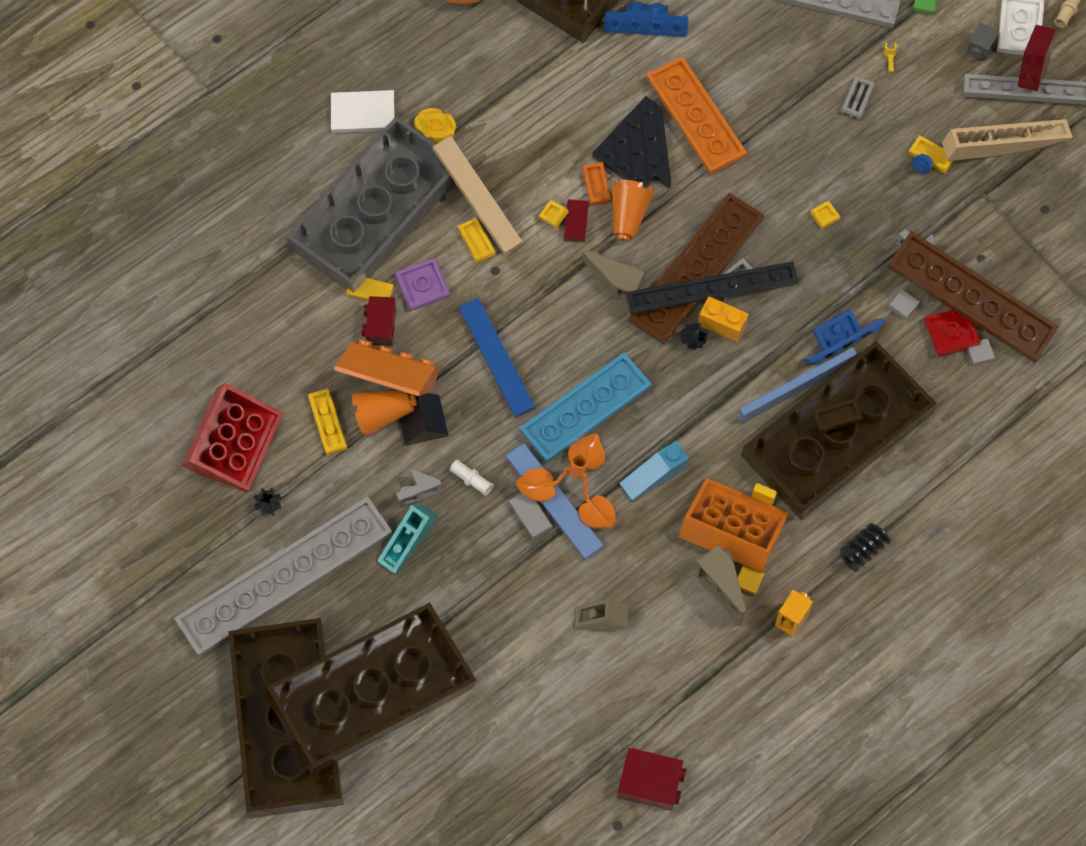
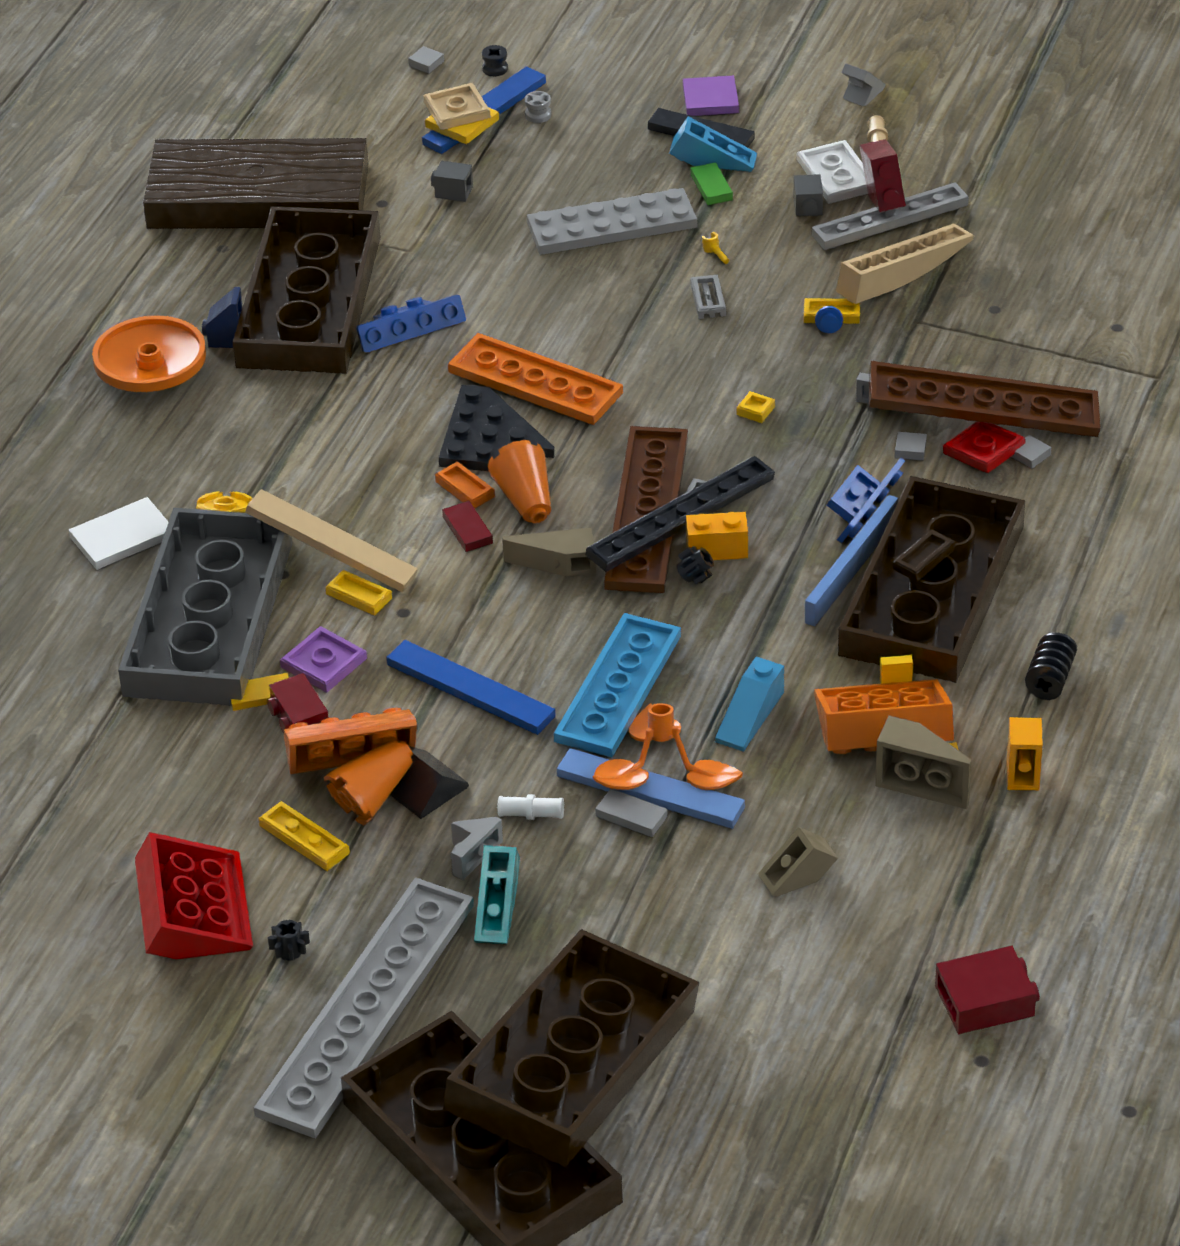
camera: 30 degrees left, 25 degrees down
(553, 213) = (435, 528): yellow tile -> none

